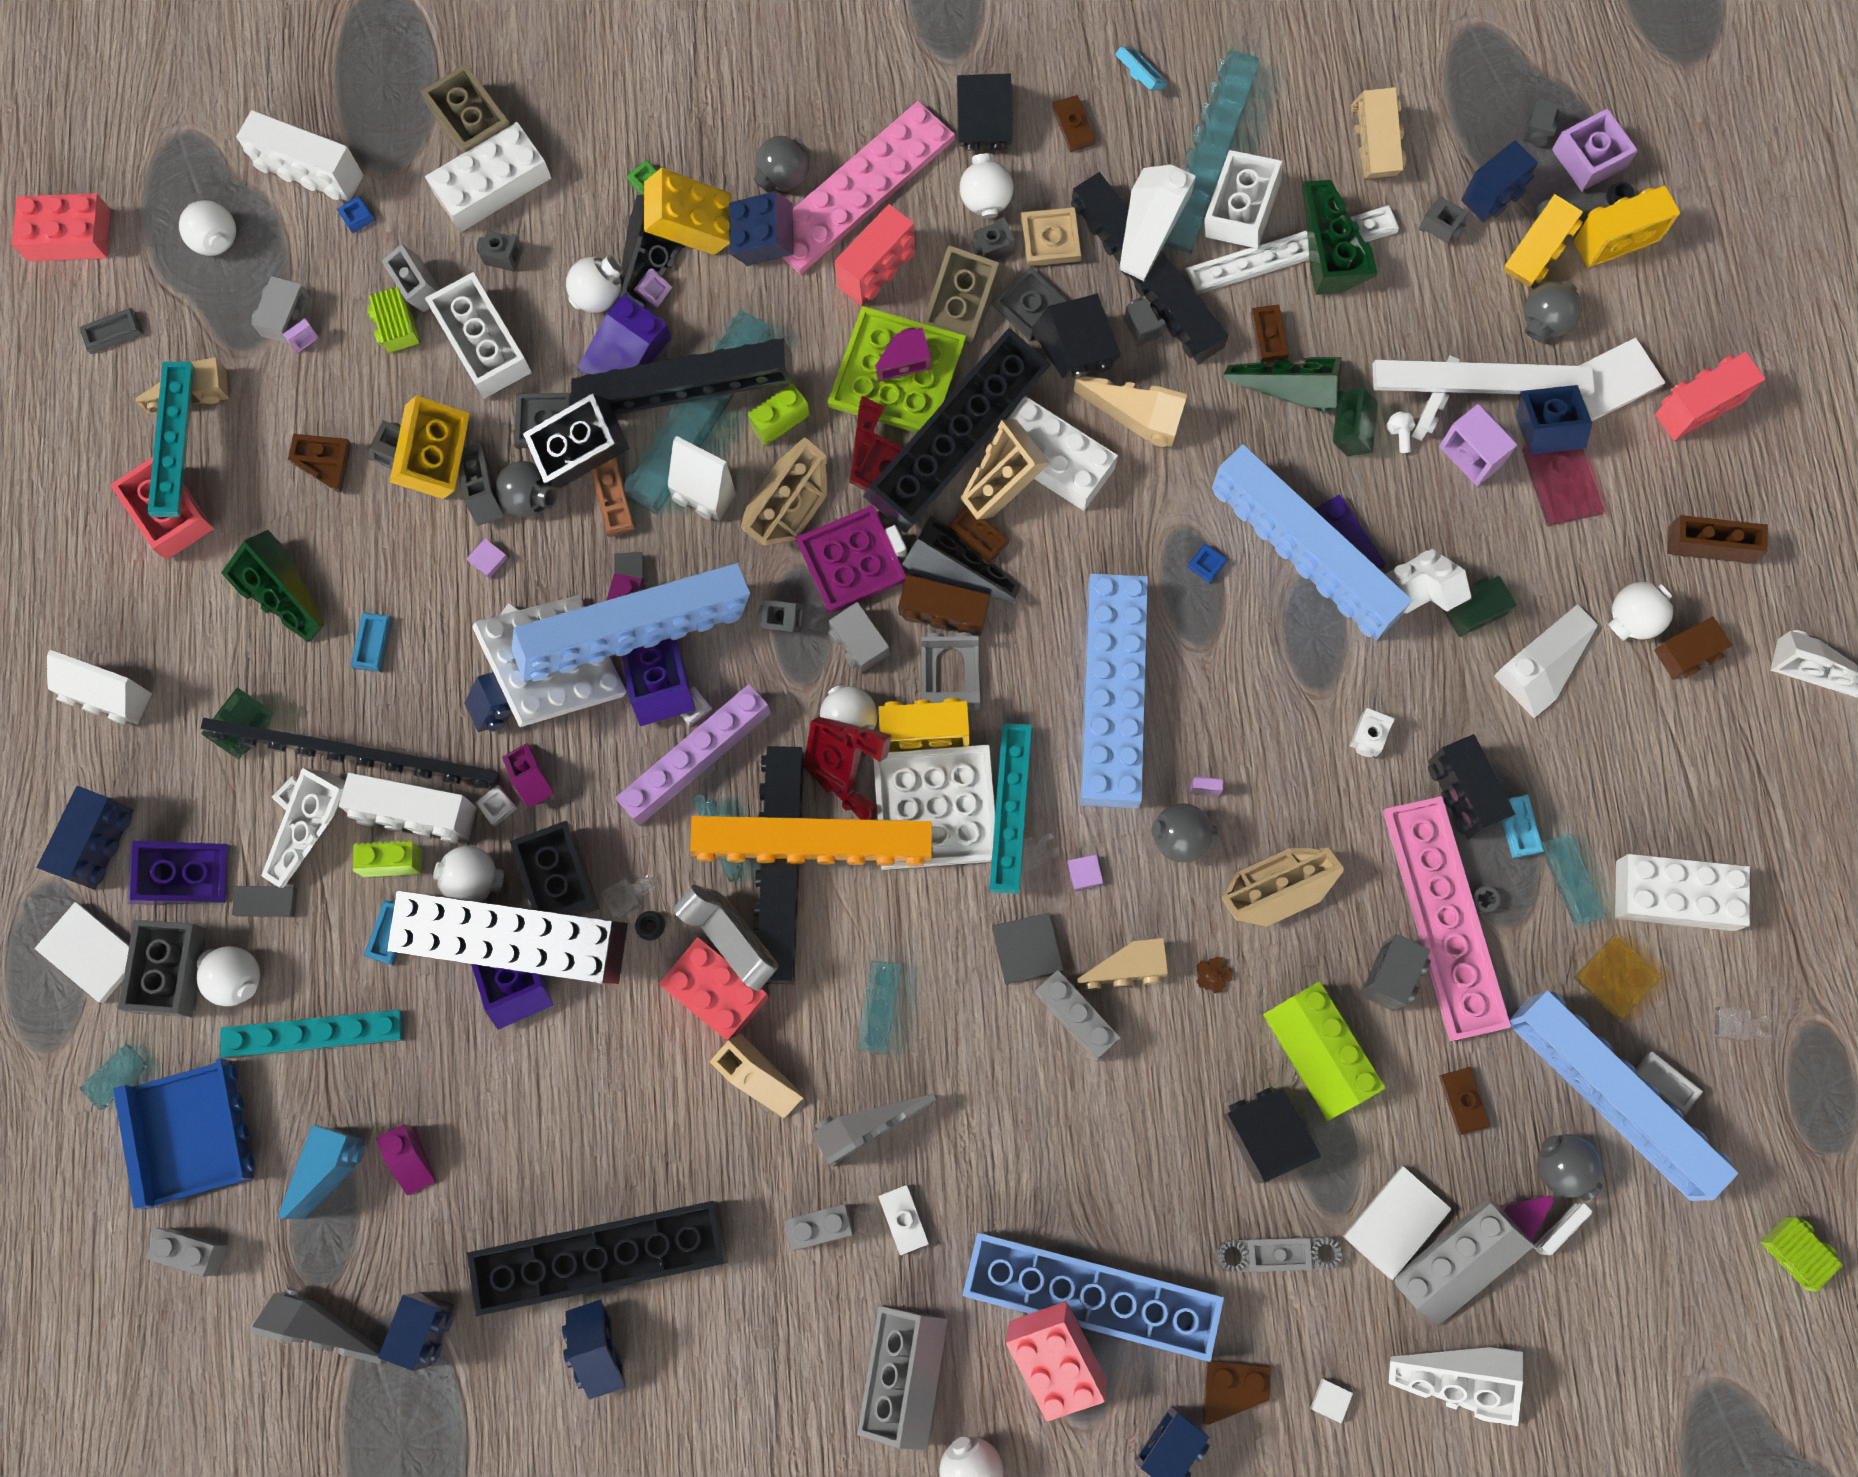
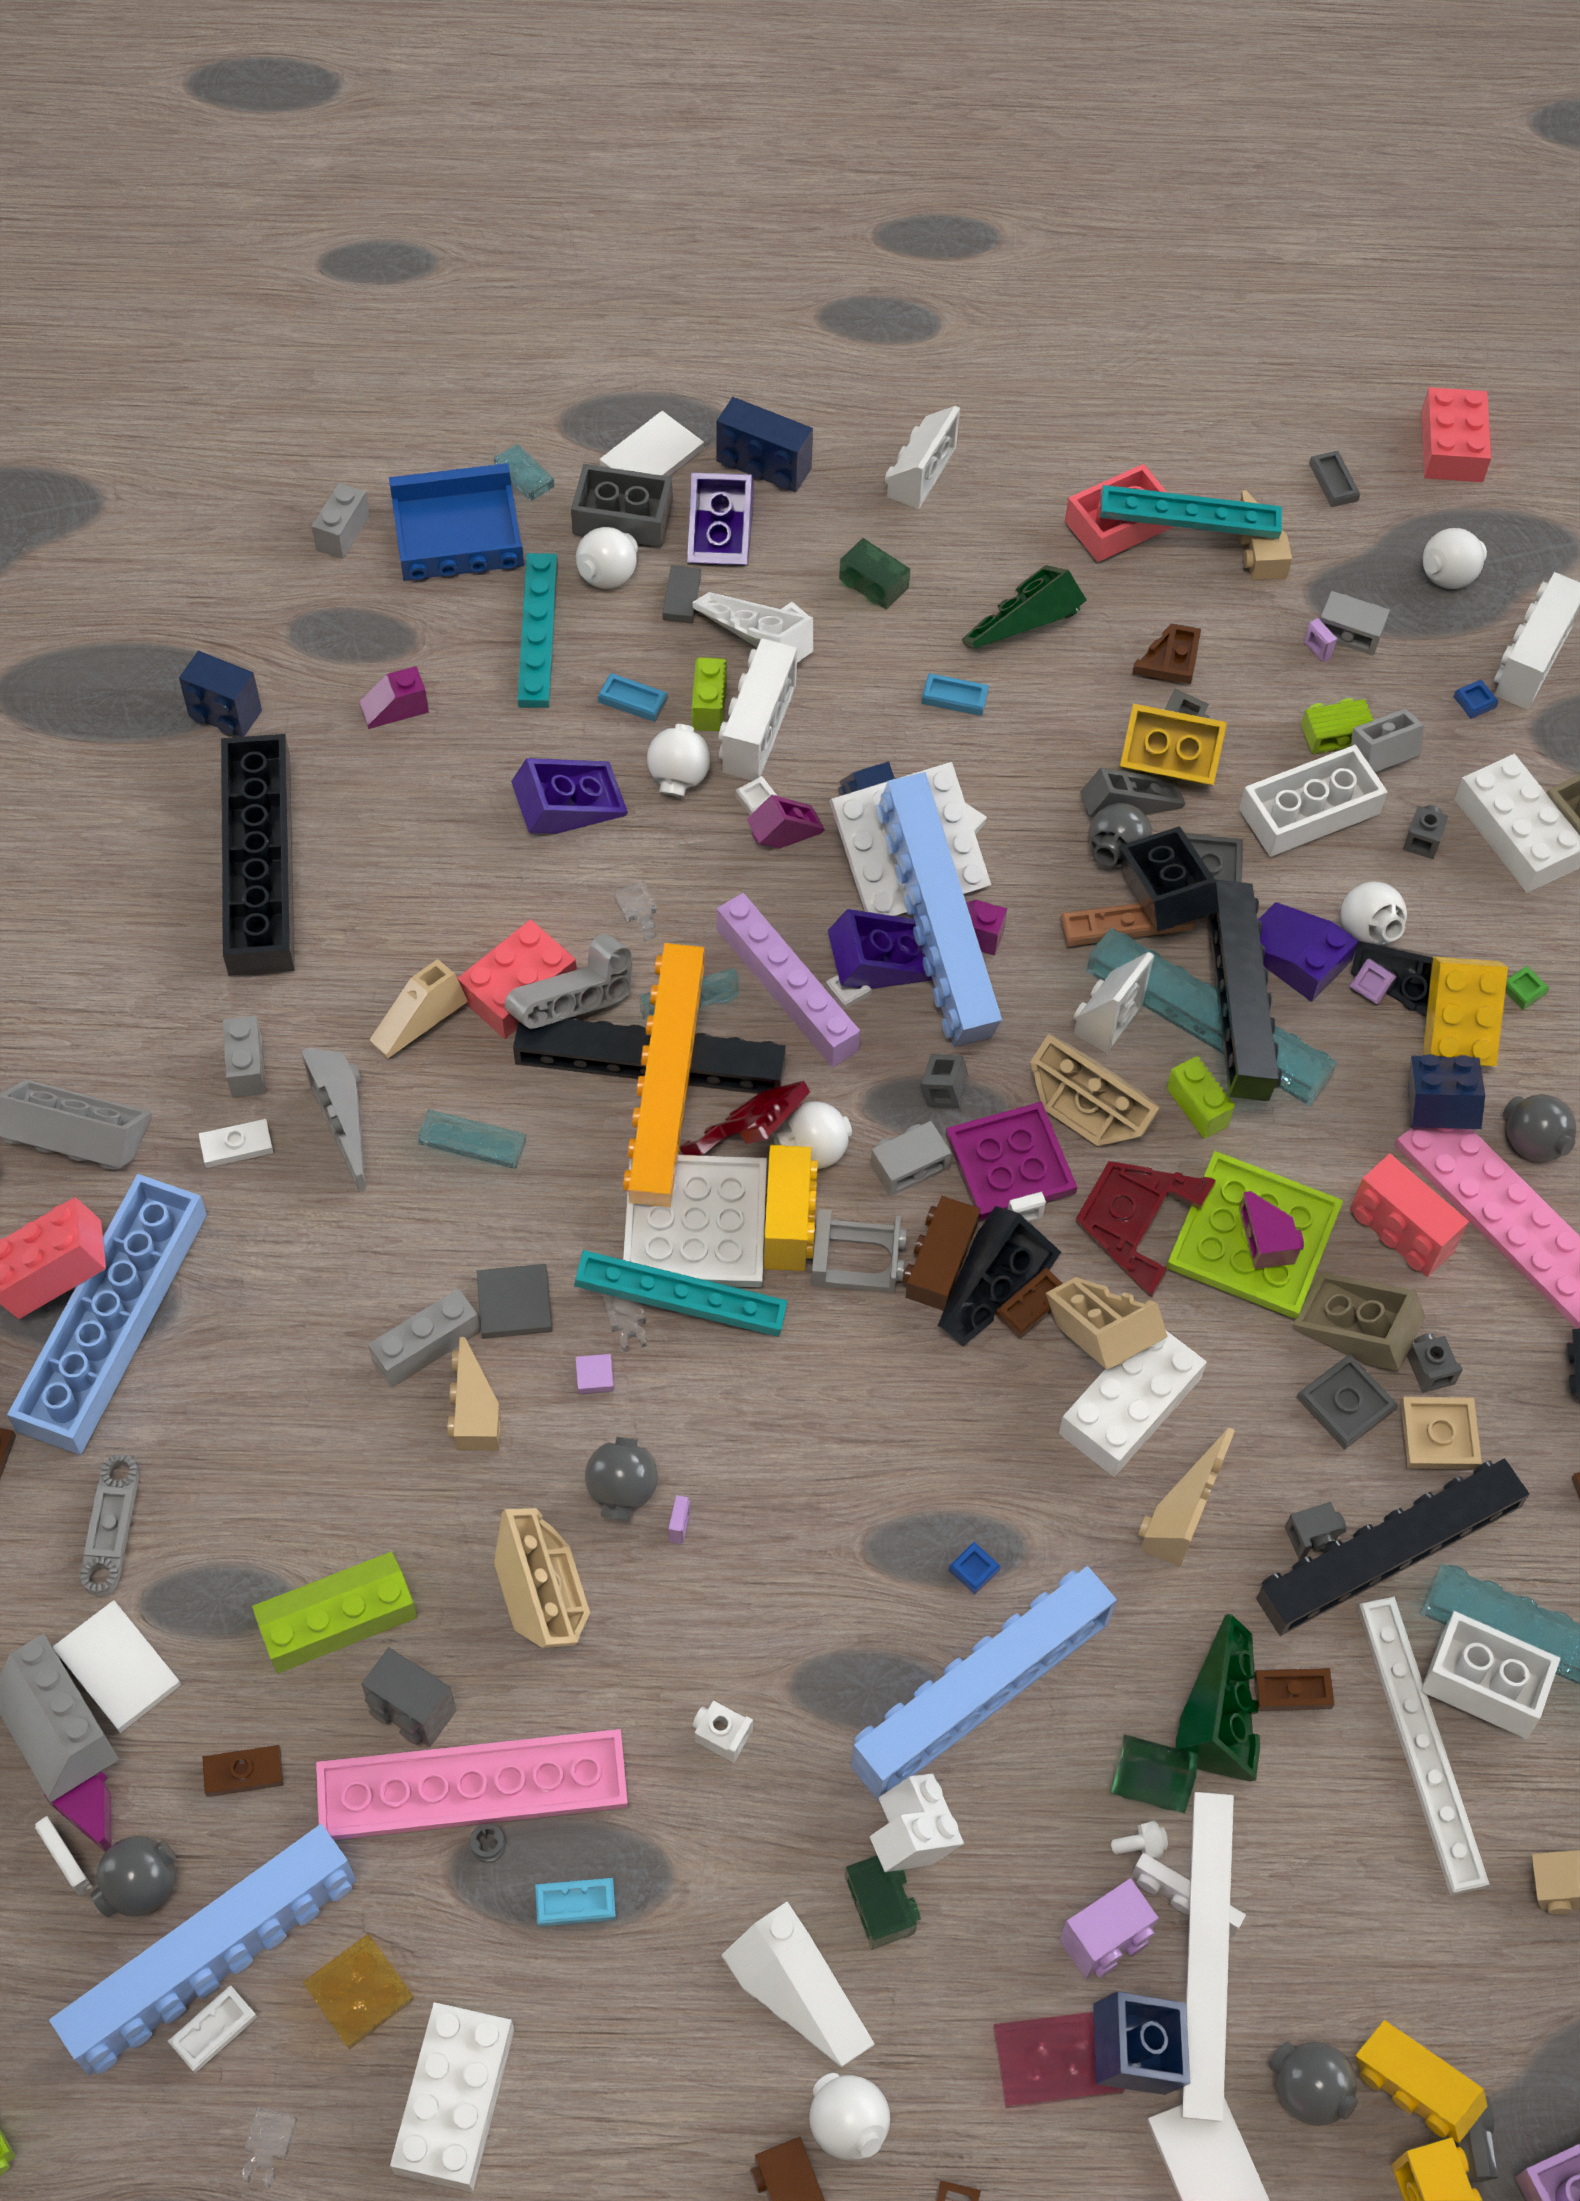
camera: 90 degrees right, 15 degrees down
(297, 1318) = (250, 612): light grey wedge -> none
(322, 1165) = (397, 623): dark azure slope -> none
(339, 751) = (821, 673): black plate -> none
(487, 558) = (1043, 802): lavender tile -> none
(508, 937) = (598, 783): brick -> none
(555, 871) = (668, 838): black brick -> none
(592, 1350) = (166, 837): dark blue brick -> none
(629, 564) = (1021, 937): dark grey tile -> none
(643, 919) = (601, 920): black plate -> none
(956, 430) = (1152, 1265): black brick -> none
(986, 186) = (1507, 1354): white brick -> none
(1077, 337) = (1282, 1431): black slope -> none
(1114, 691) = (813, 1428): light blue brick -> none
(1152, 213) = (1464, 1549): white wedge -> none
(1213, 975) = (449, 1502): reddish brown plant -> none
(1270, 1135) = (244, 1526): black slope -> none
(1336, 248) = (1418, 1787): dark green wedge -> none
(1341, 518) = (995, 1752): dark purple plate -> none
(1444, 220) = (1470, 1945): dark grey brick -> none
(1470, 787) = (630, 1831): black brick -> none
(1499, 182) = (1518, 2035): dark blue brick -> none
(1572, 880) = (494, 1957): clear light blue plate -> none

